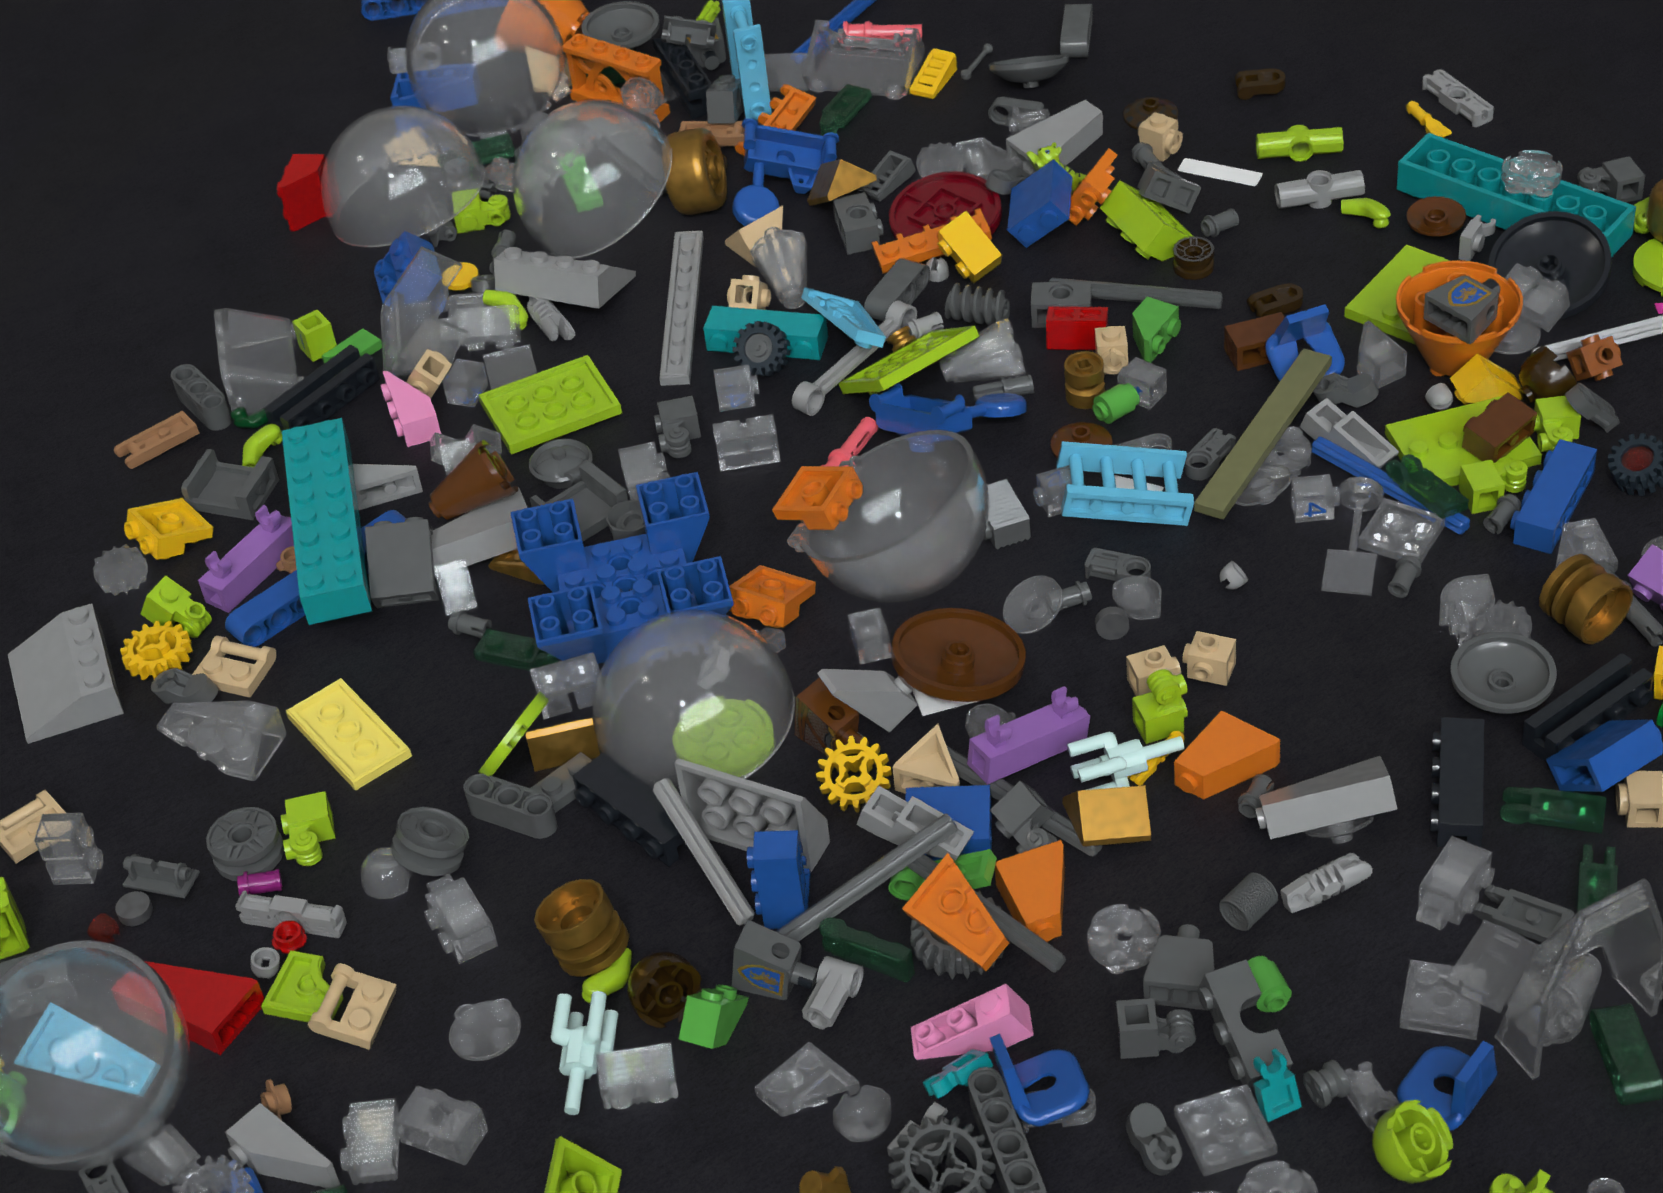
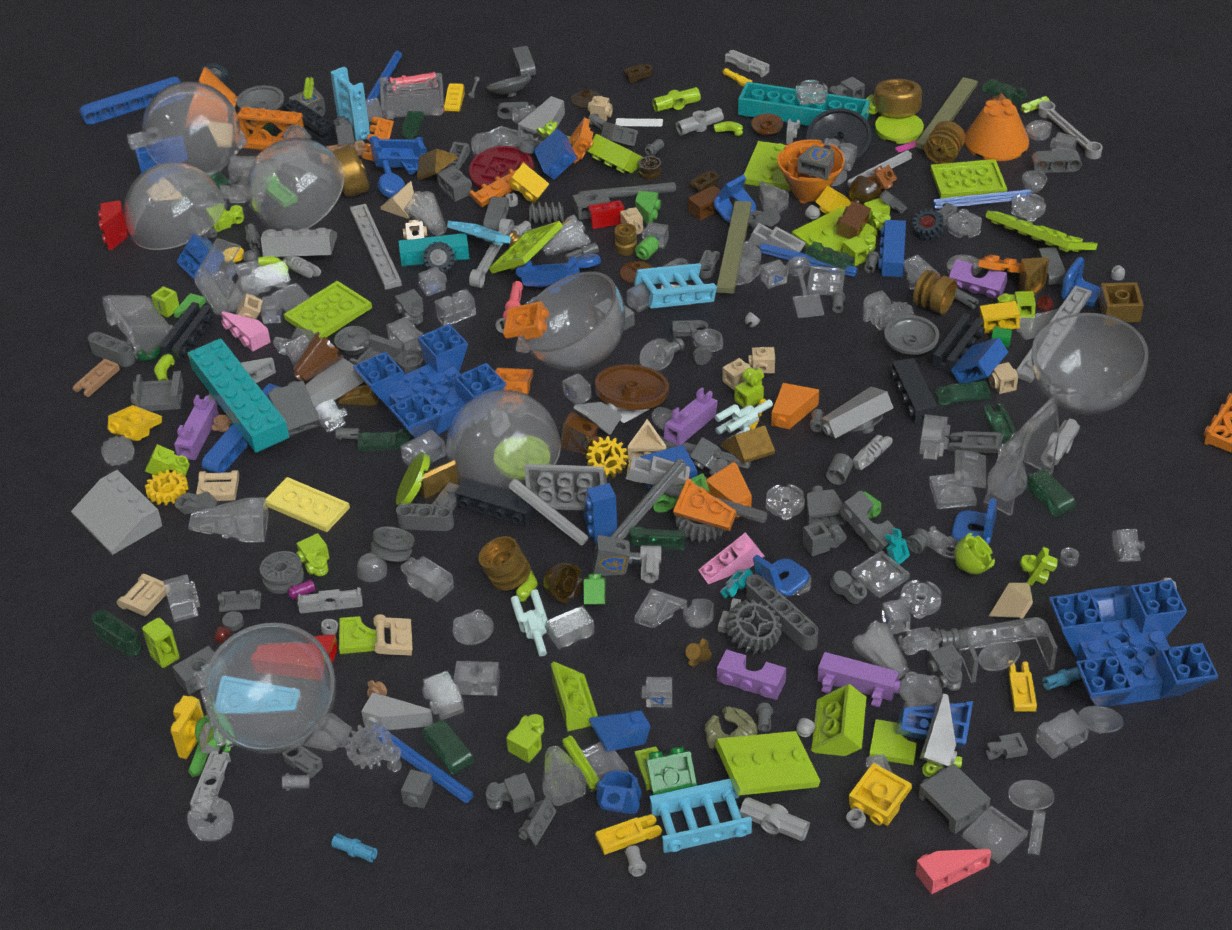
camera: 25 degrees left, 0 degrees up
(288, 936) = (334, 611): red plate -> none
(677, 29) = (298, 96): dark grey hinge -> none

